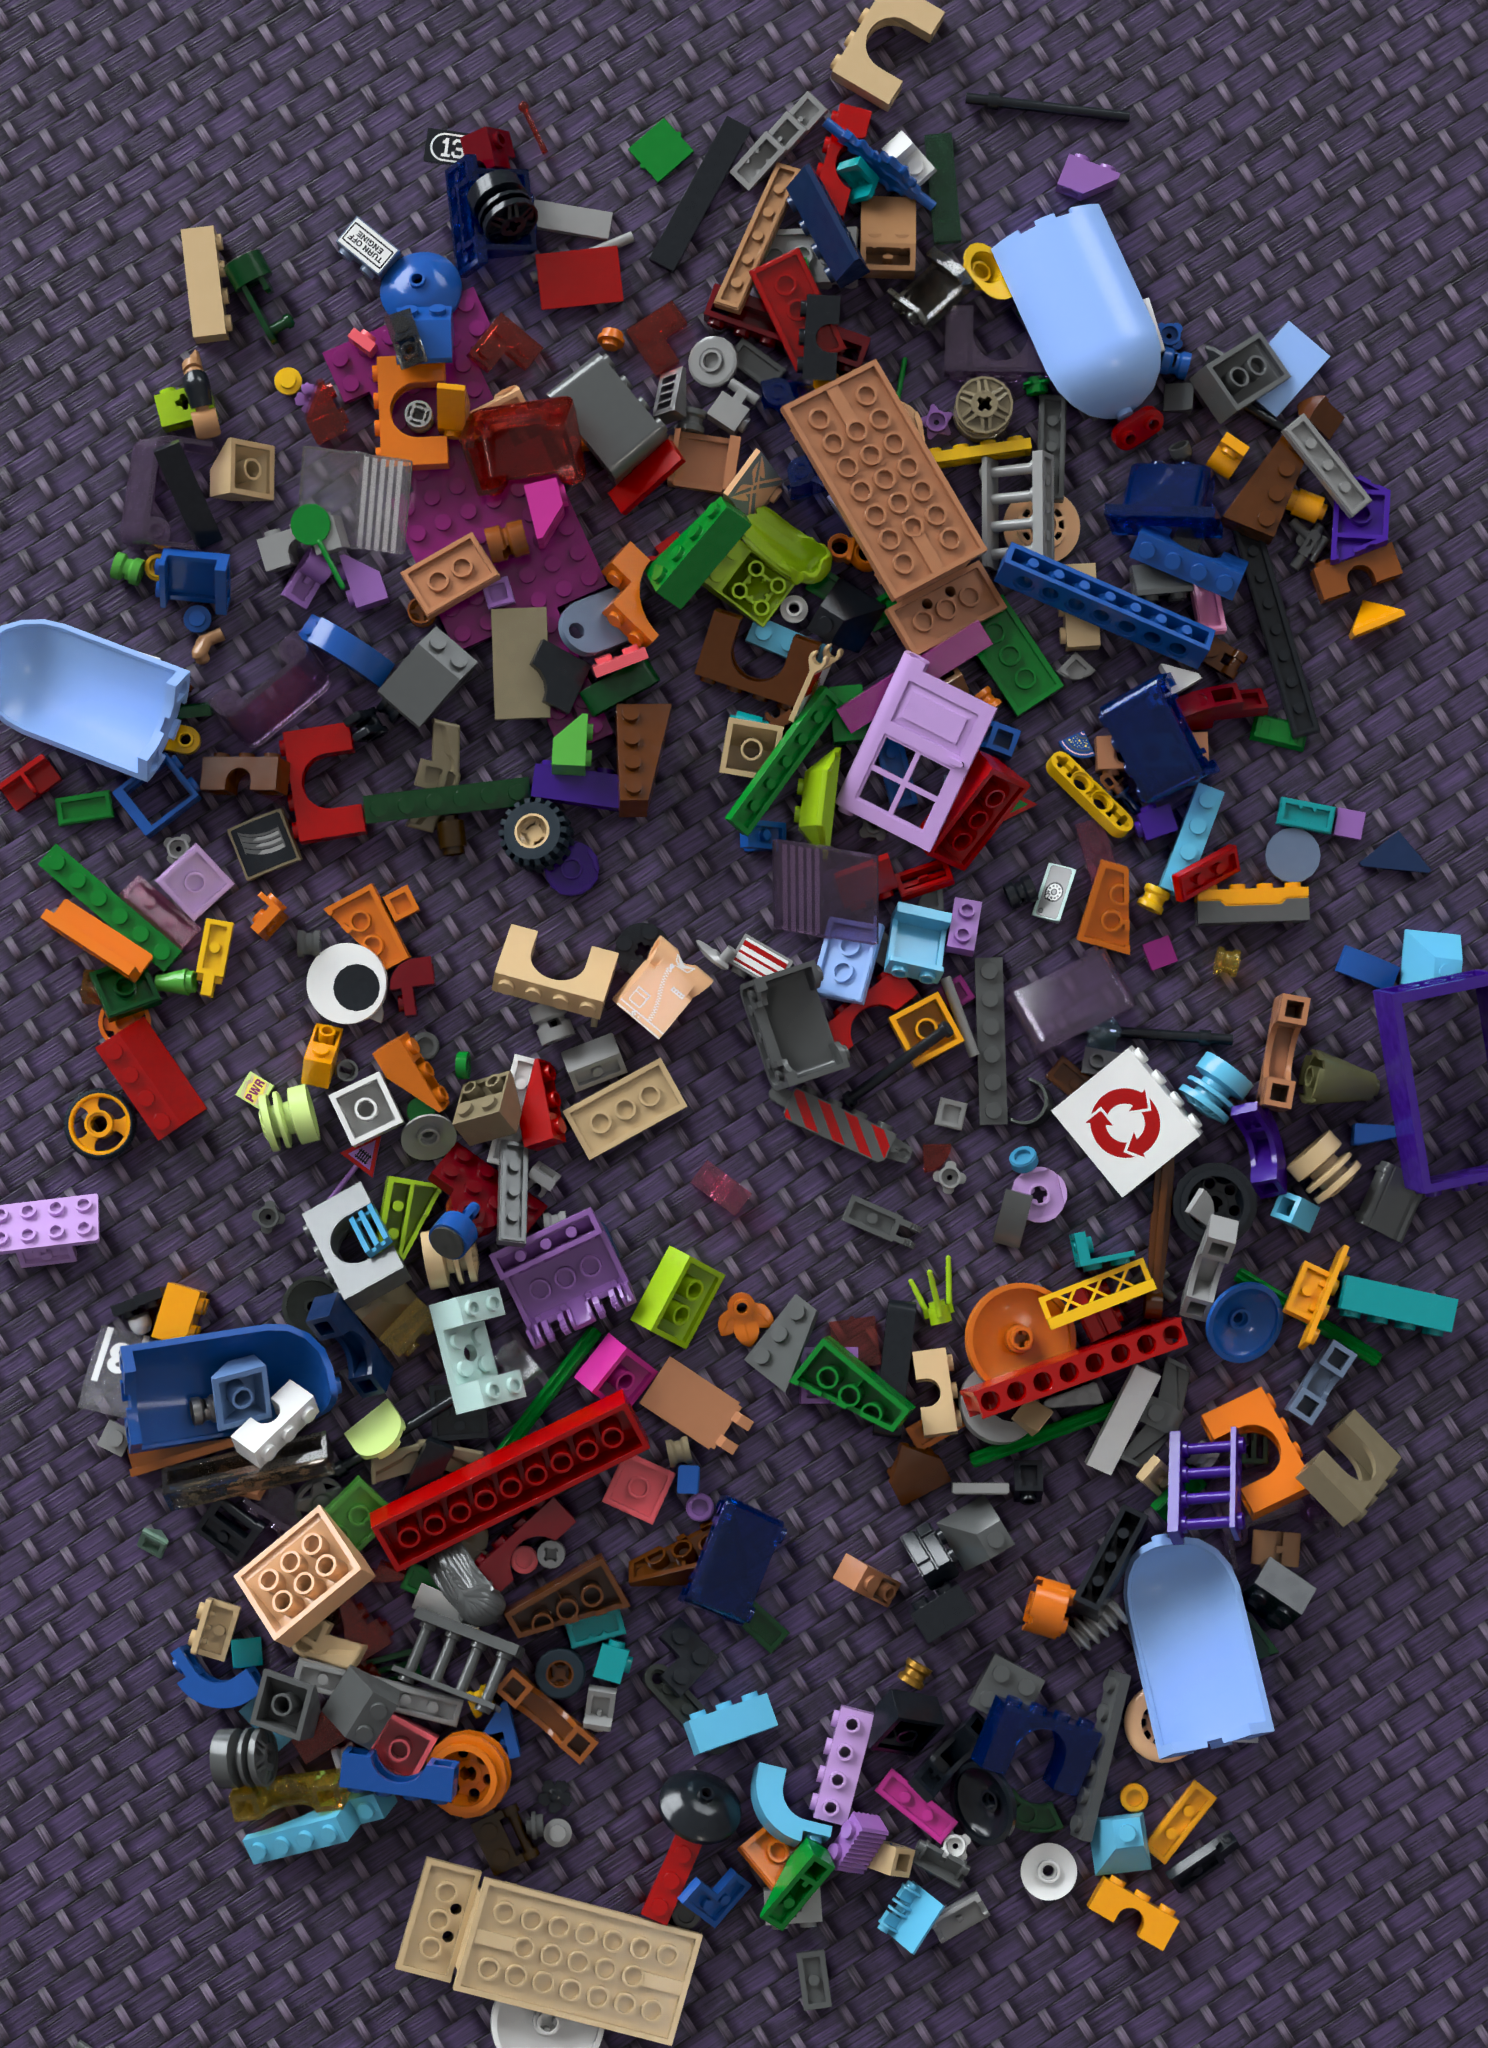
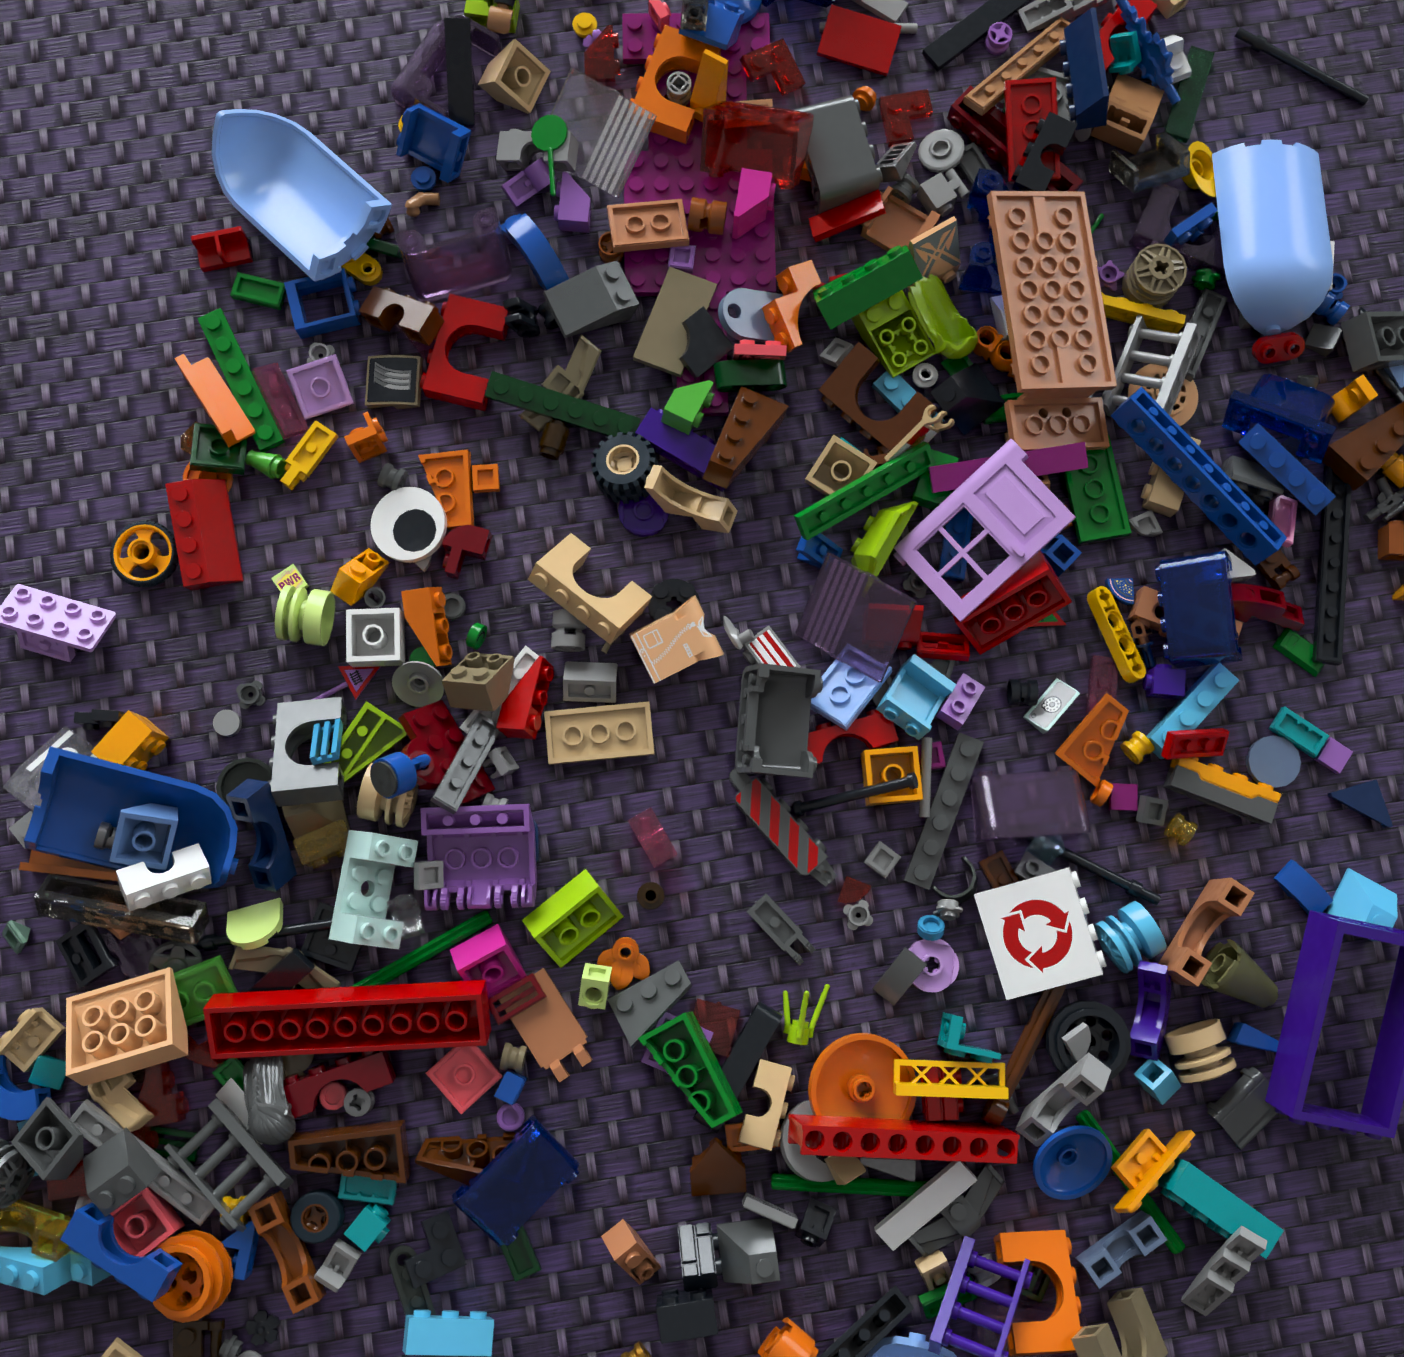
camera: 20 degrees right, 5 degrees down
(126, 568) = (381, 112): bright green wheel -> none
(140, 1324) = (94, 737): white hinge -> none
(258, 1254) = (227, 723): none -> light grey tile
(523, 1315) = (428, 875): none -> light grey tile
(612, 843) = (678, 498): none -> tan arch
(671, 1376) = (536, 987): none -> dark red tile
(696, 624) = (836, 352): none -> light grey plate
(722, 207) = (997, 32): none -> medium lavender wheel
(727, 1342) = (595, 977): none -> yellowish green brick
(743, 1253) = (657, 902): none -> dark brown brick
(1002, 340) = (1192, 227): none -> blue plate
(1033, 1135) = (948, 909): none -> light grey plate
(1084, 178) = (1314, 131): medium lavender slope -> none
(1136, 958) = (1101, 793): none -> orange tile
(1191, 955) = (1152, 810): none -> dark grey plate
(1420, 1360) = (1224, 1270): none -> light grey slope

